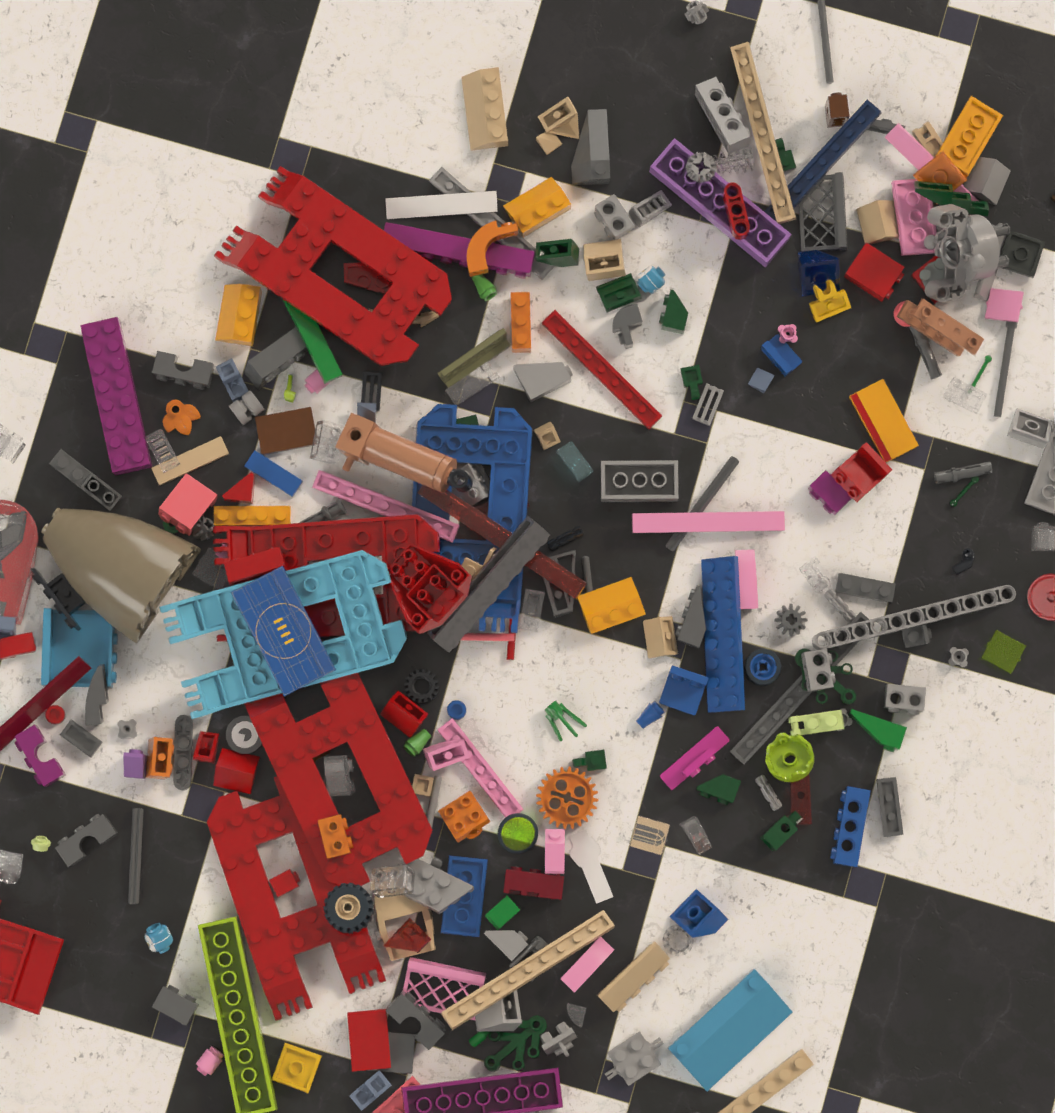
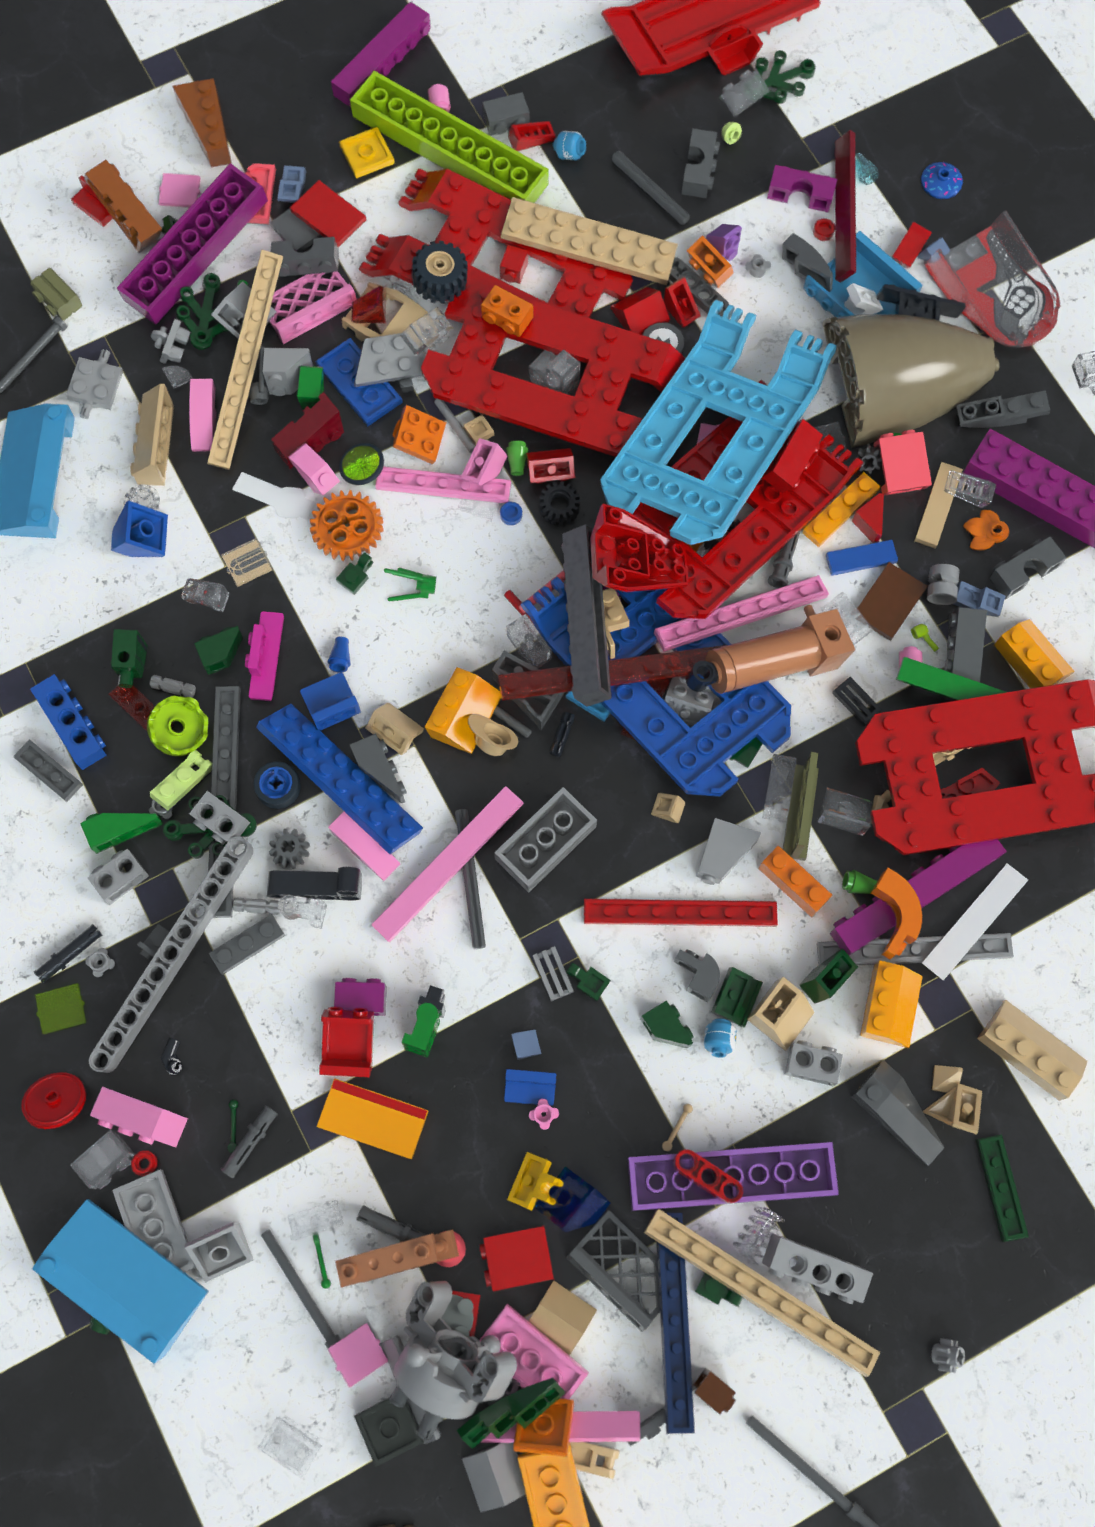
camera: 135 degrees right, 10 degrees down
(81, 738) = (781, 228): dark grey plate -> none
(92, 634) = (862, 300): none -> white slope
(186, 982) = (520, 141): none -> red slope
(223, 847) = (589, 241): none -> tan plate
(283, 631) = (718, 418): blue hinge -> none
(367, 410) = (839, 677): sand blue slope -> none
(447, 334) = (845, 812): none -> clear slope
(574, 461) = (621, 806): clear light blue slope -> none
(578, 61) = (1002, 1188): none -> dark green tile
(609, 573) = (490, 736): none -> tan piece
(641, 217) = (799, 1110): light grey slope -> none
(706, 174) = (772, 1186): light grey gear -> none
(736, 254) = (667, 1146): none -> tan hinge
(795, 583) = (317, 885): none -> black beam
(806, 440) = (427, 1022): none -> green hips
(972, 679) = (68, 953): none -> black pin
(1014, 543) = (137, 1117): none -> bright pink wedge
(1037, 516) = (136, 1163): none -> red plate

